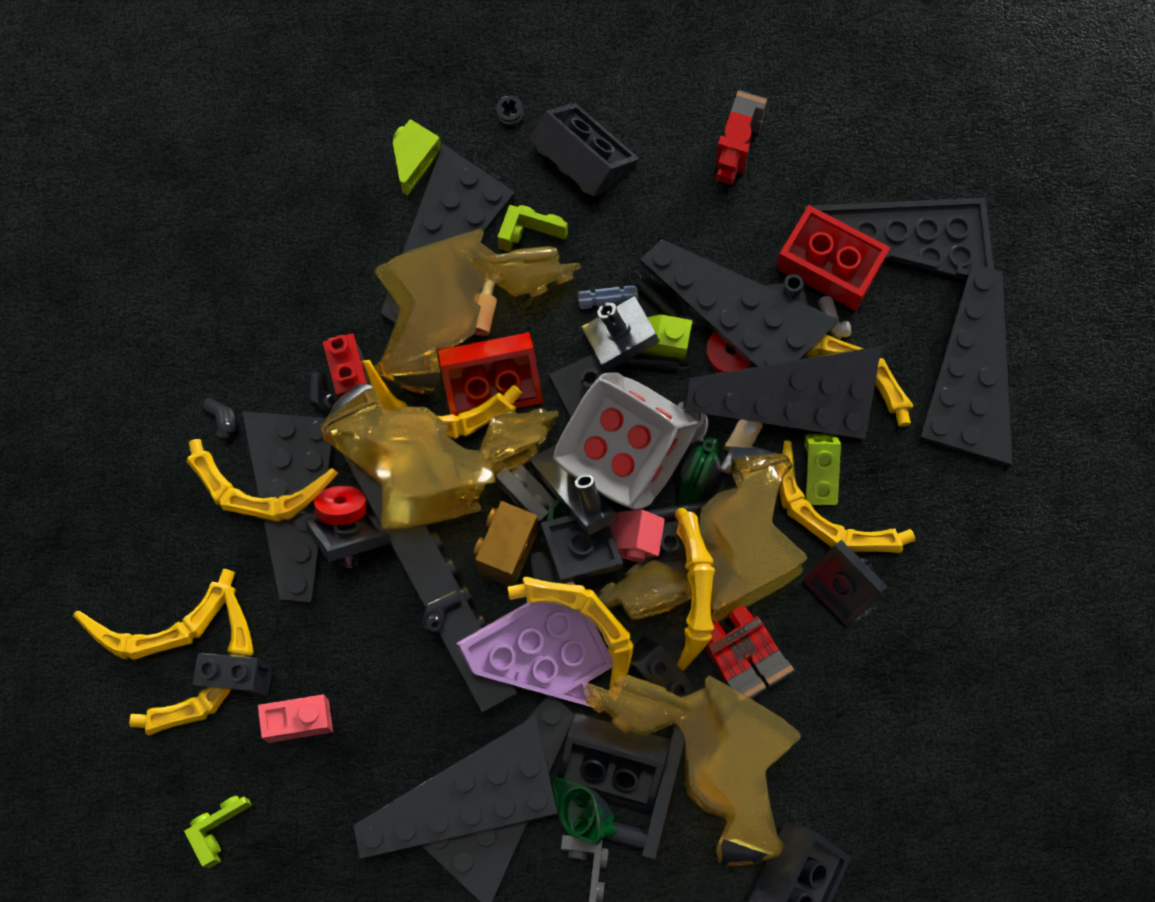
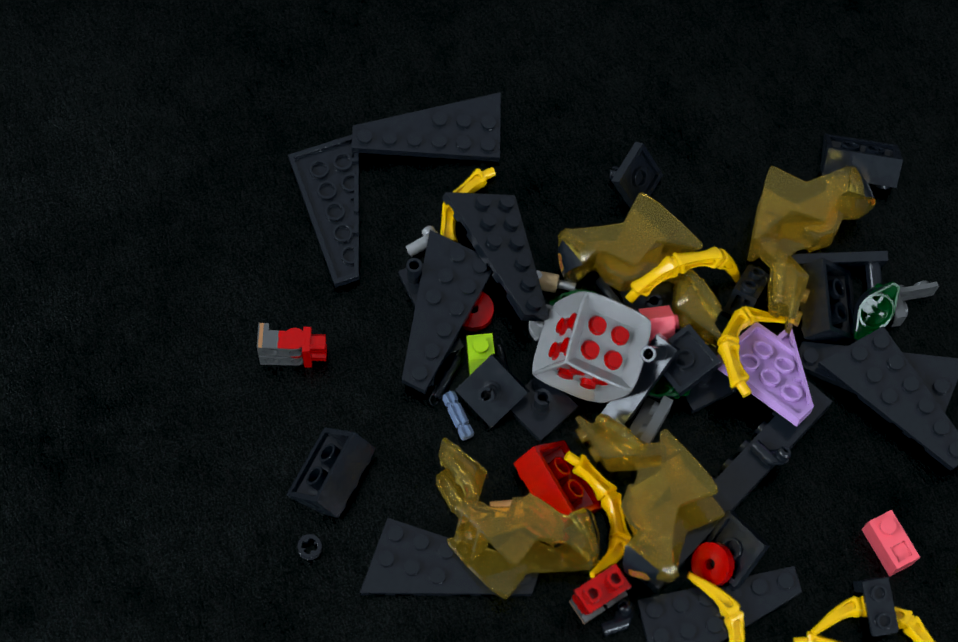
camera: 110 degrees left, 5 degrees down
(414, 153) = (378, 614): lime slope -> none
(506, 543) = (698, 422): pearl gold brick -> none
(524, 216) = (425, 506): lime bracket -> none
(745, 646) = (719, 228): hips -> none
(802, 511) = (598, 195): yellow animal -> none
(822, 468) = (550, 215): lime bracket -> none
(832, 257) = (376, 249): red slope -> none

